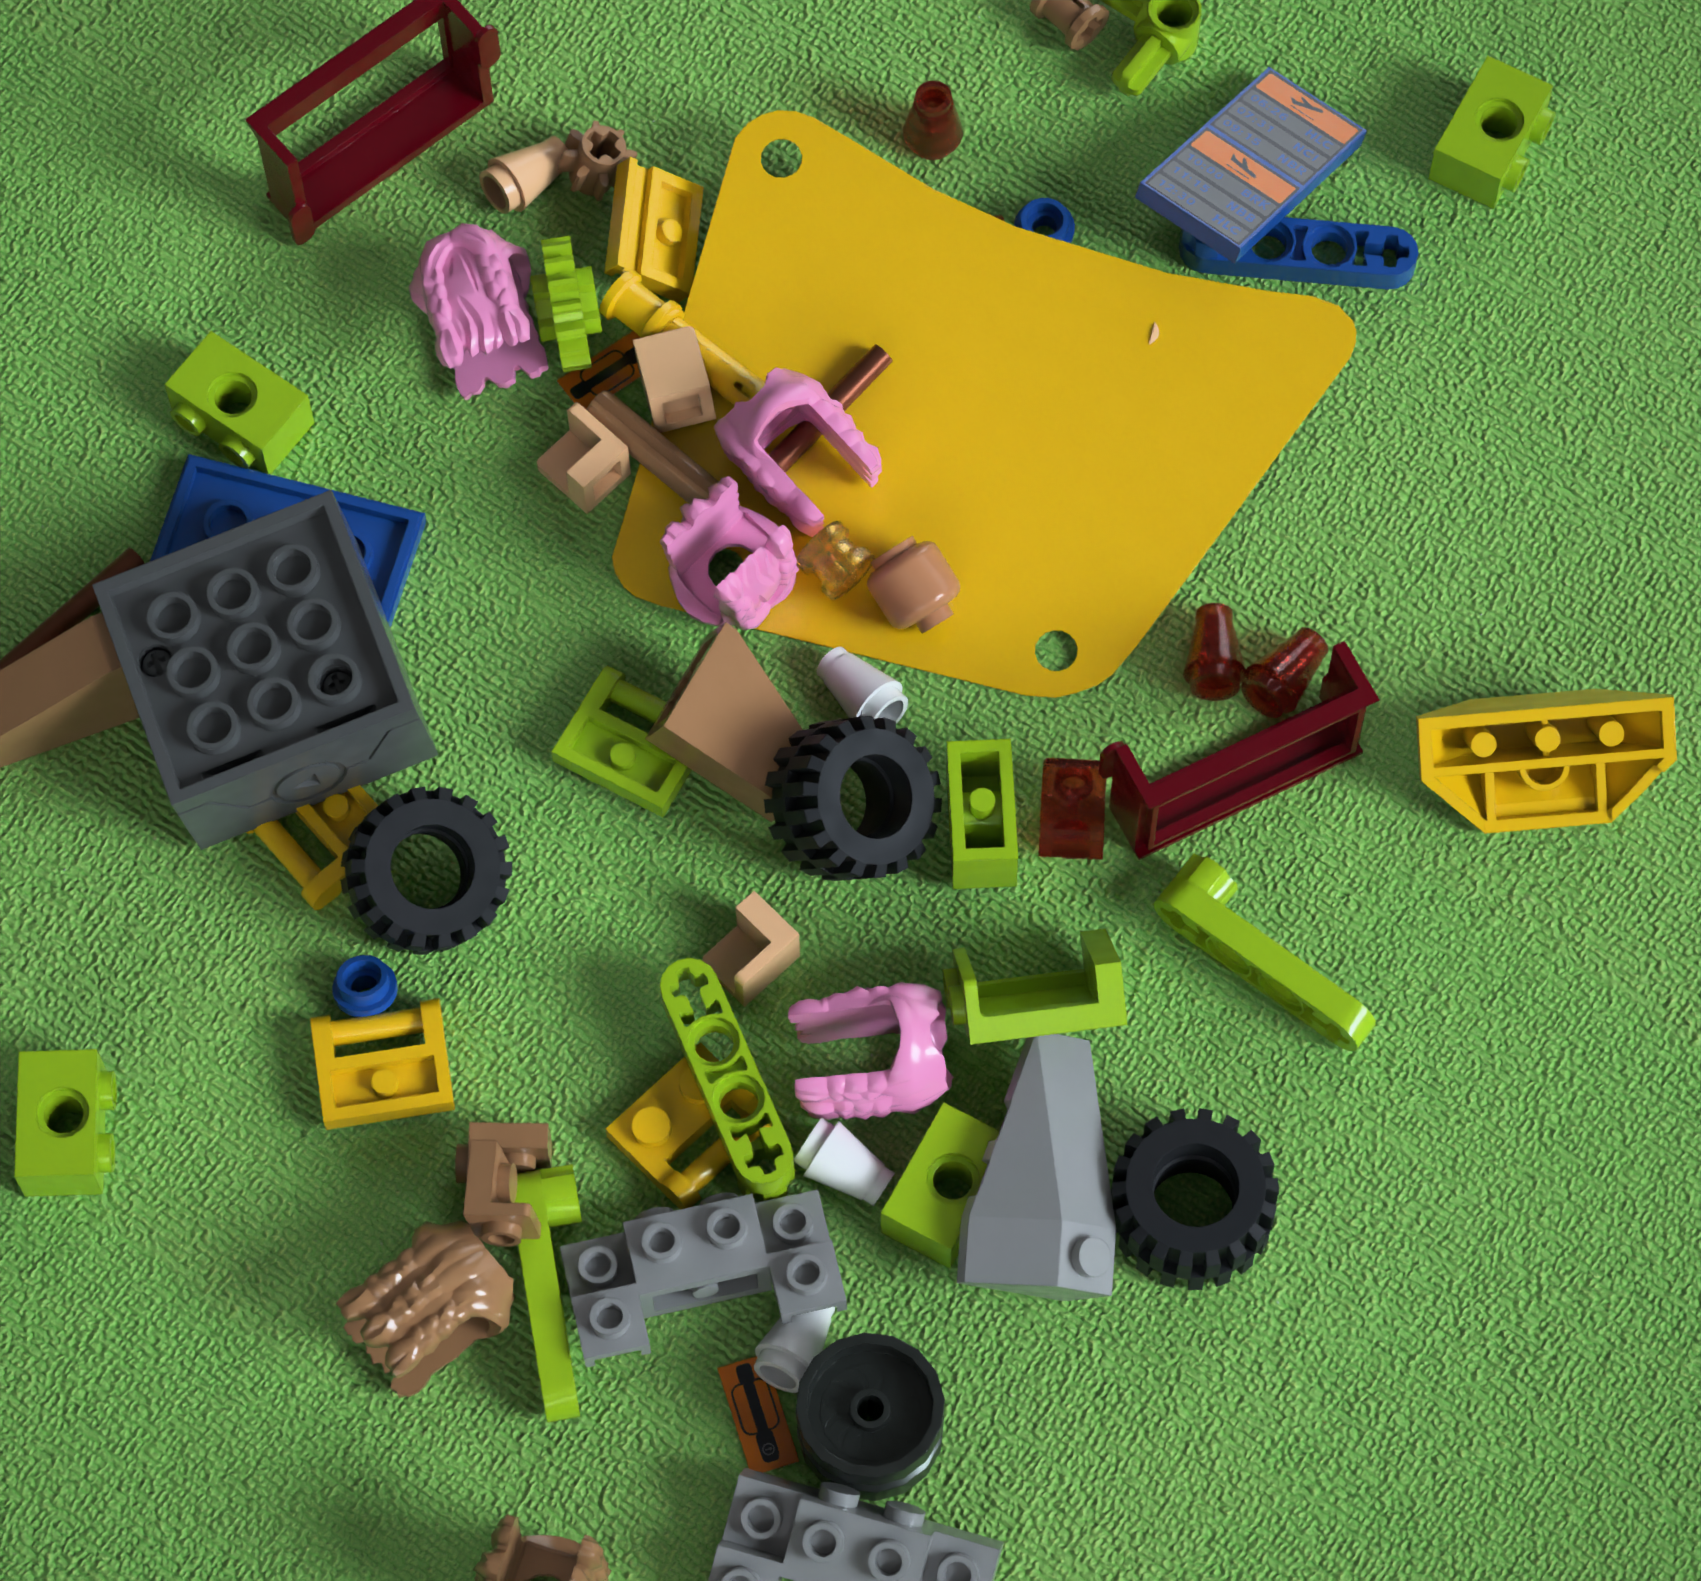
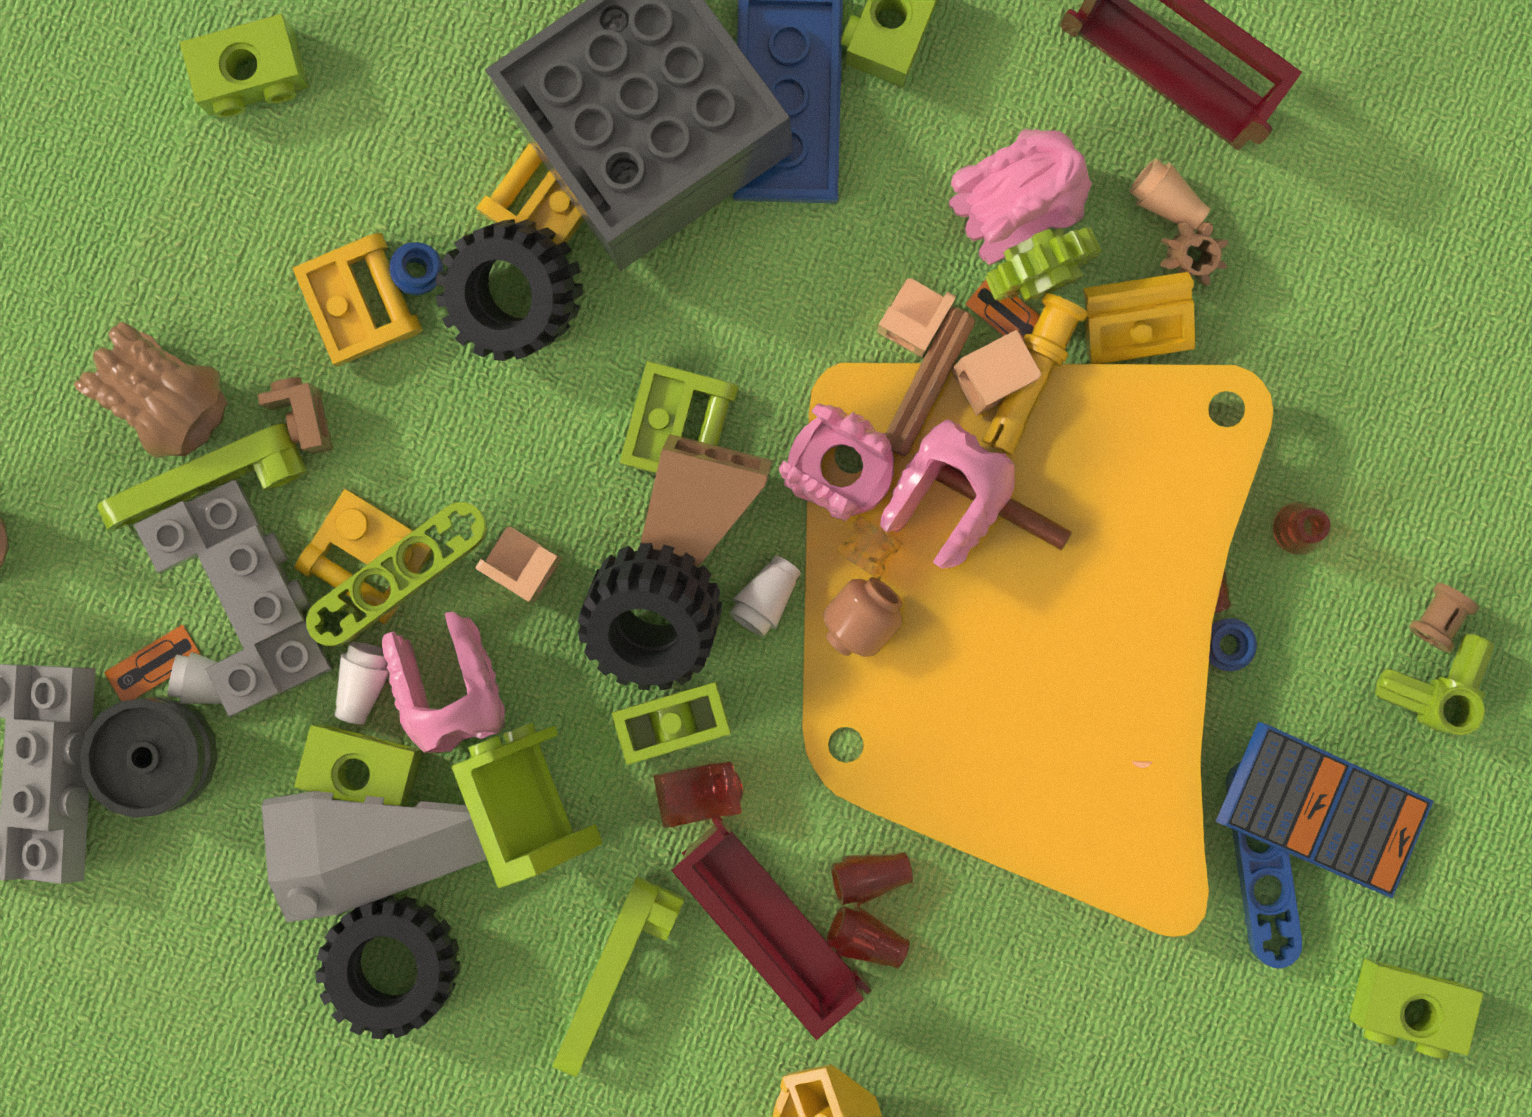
camera: 80 degrees right, 20 degrees up
(491, 1198) = (247, 413): medium nougat bracket -> none

